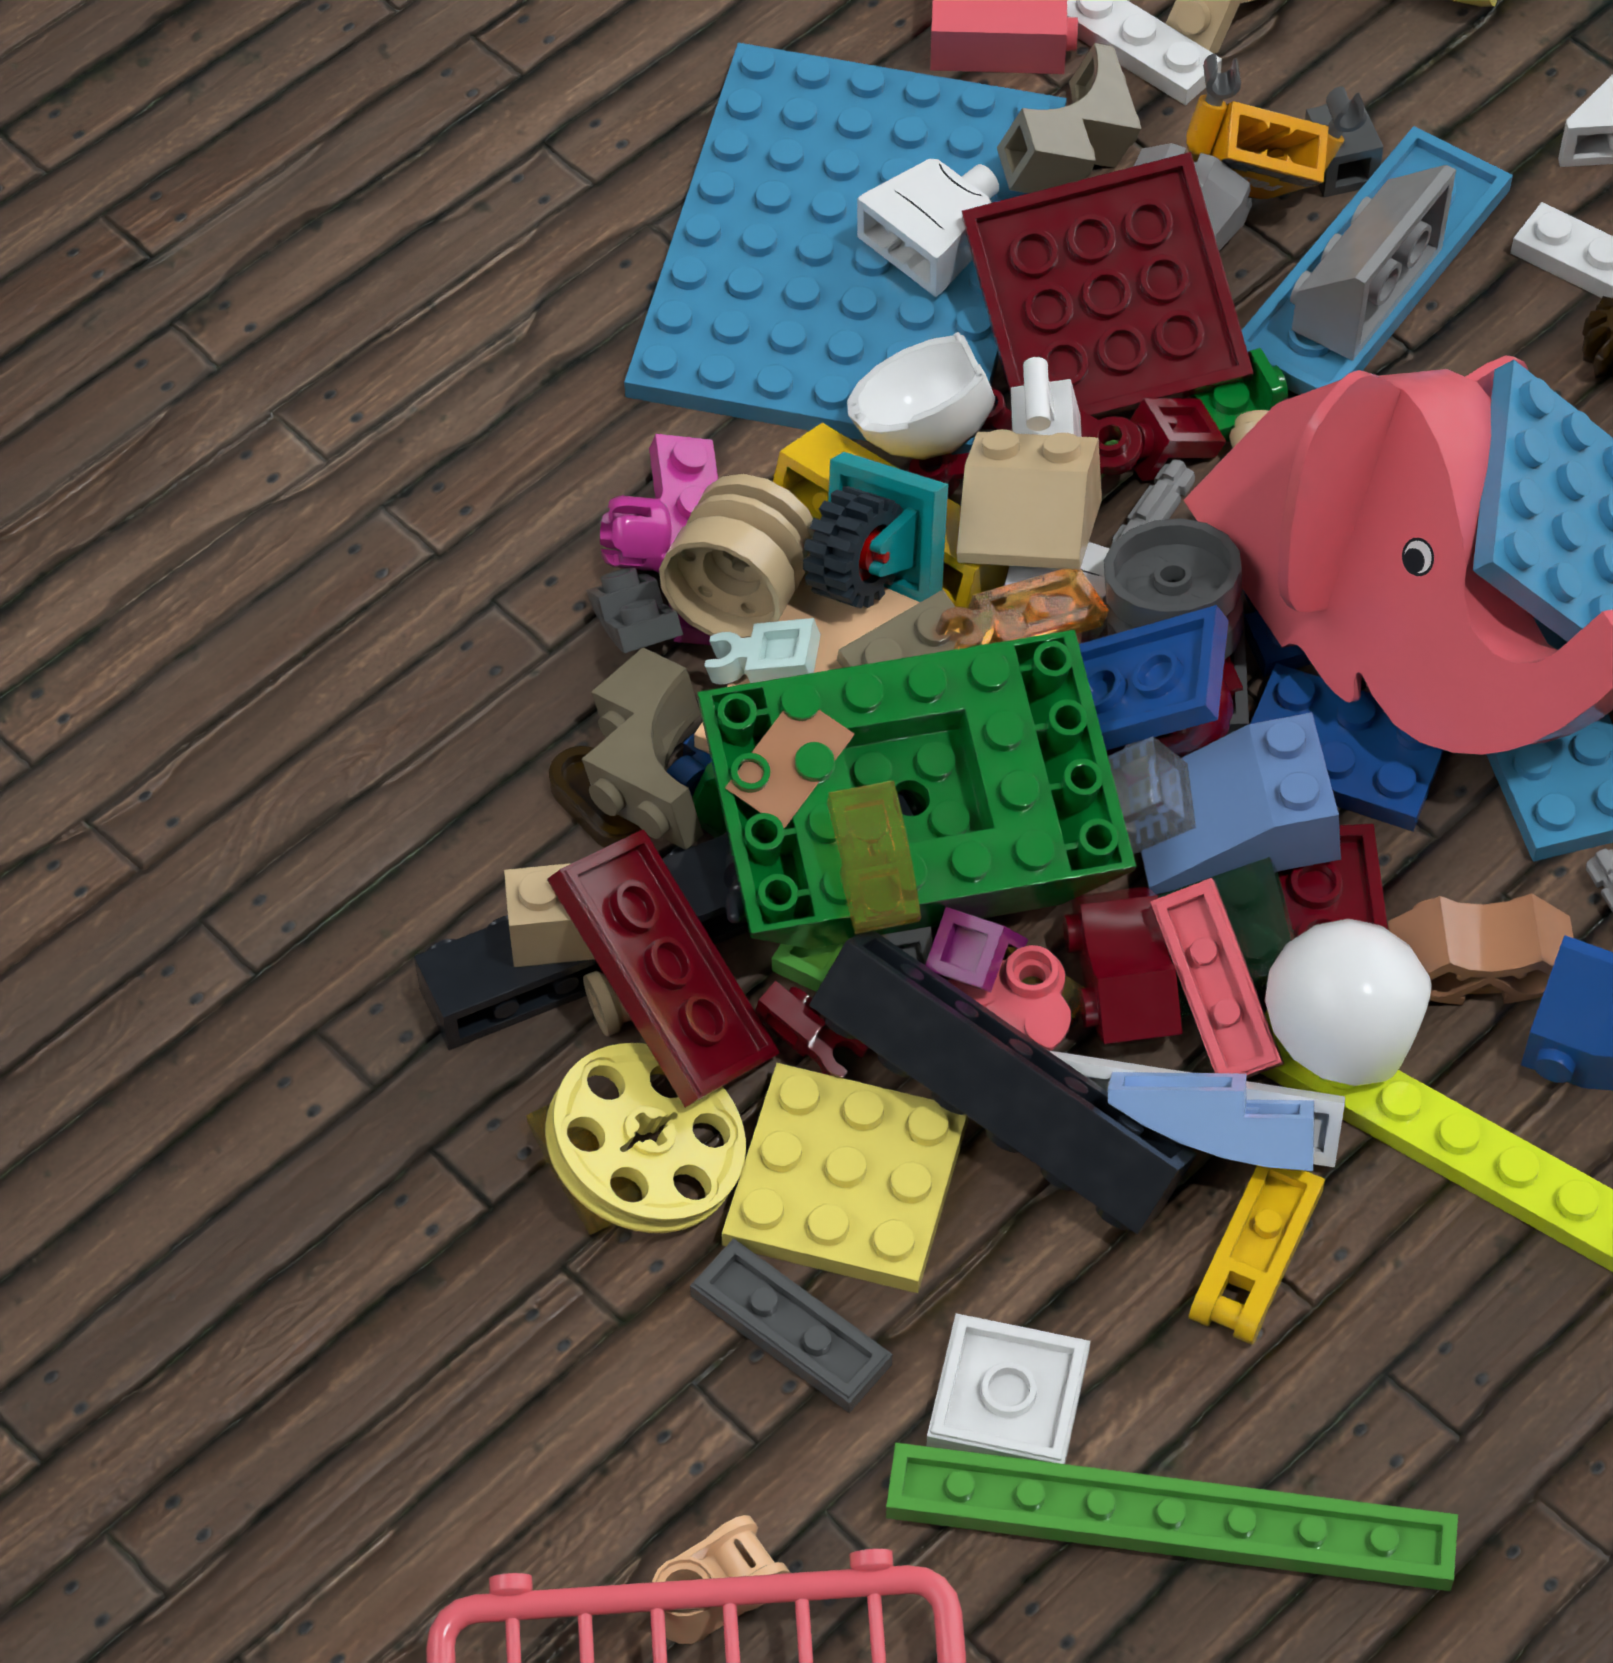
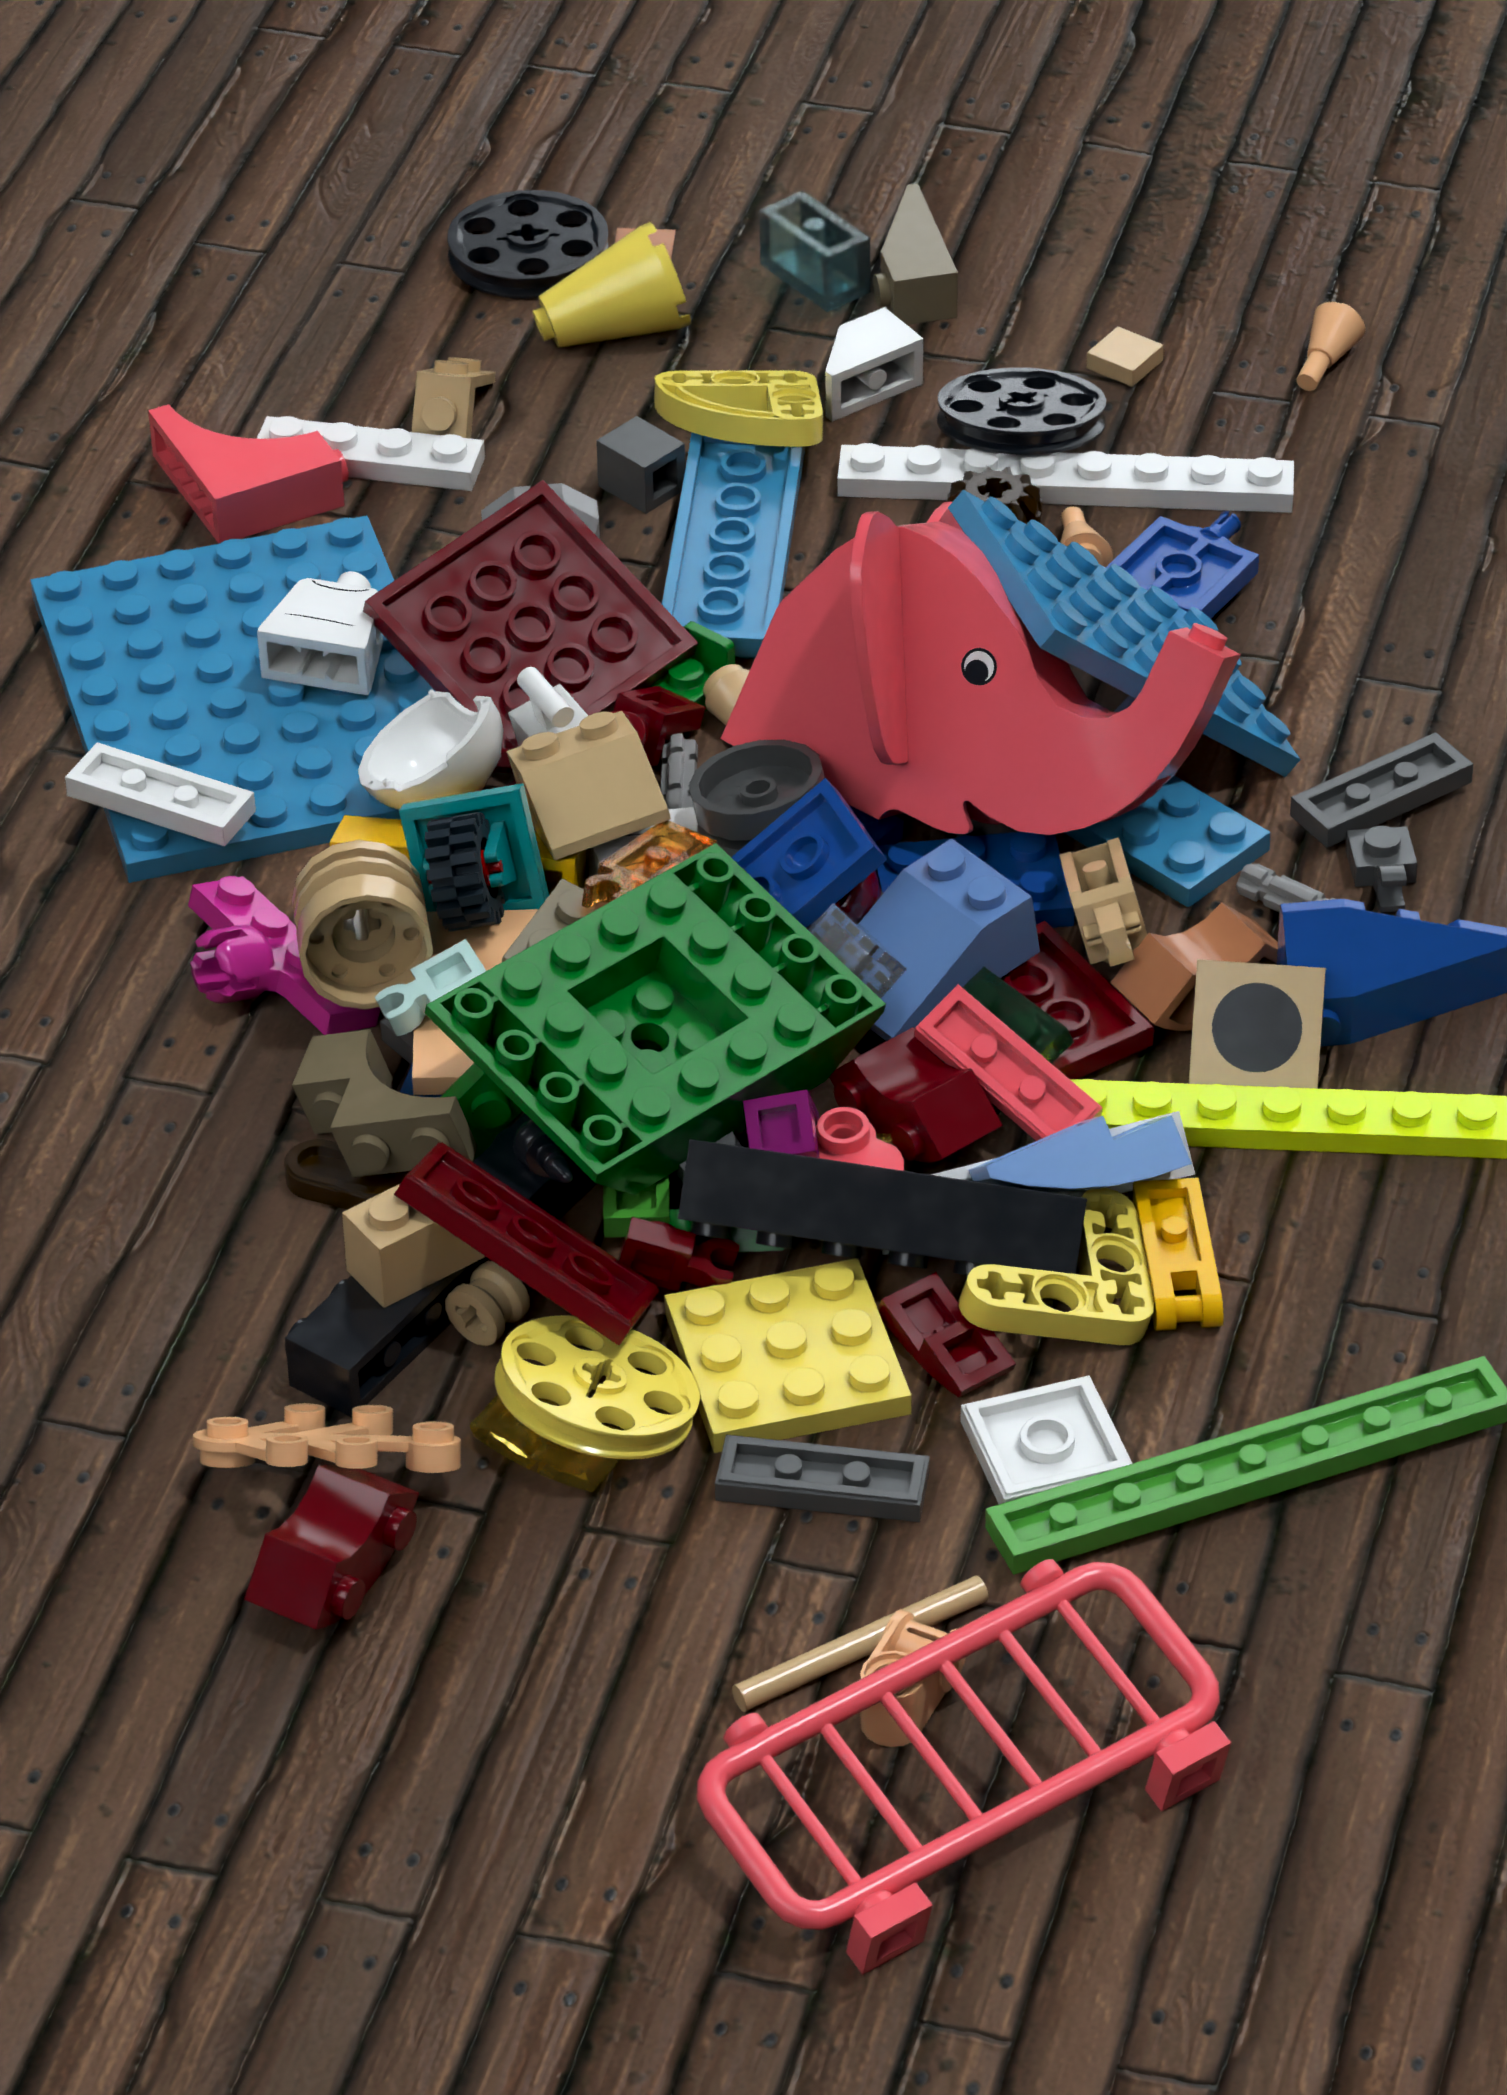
camera: 30 degrees left, 15 degrees down
(313, 1041) = (303, 1432): none -> light nougat plant
(326, 1187) = (332, 1546): none -> dark red brick
(633, 610) = (273, 1021): dark grey slope -> none
(682, 329) = (160, 794): none -> white plate
(705, 1518) = (854, 1645): none -> tan bar
(786, 788) = (528, 1015): nougat sticker -> none
(874, 857) = (680, 1067): clear yellow slope -> none
(994, 1231) = (941, 1339): none -> dark red slope
(1066, 142) = (397, 522): dark tan arch -> none
(1141, 1257) = (996, 1293): none -> light yellow beam
(1264, 146) = (596, 463): light orange torso -> none
(1348, 1000) = (1132, 1032): white cylinder -> none
(1374, 261) = (742, 519): light grey slope -> none
(1433, 834) = (1104, 902): none -> tan hinge
(1485, 1041) = (1256, 1024): none -> tile
(1520, 123) = (743, 405): none -> light yellow beam

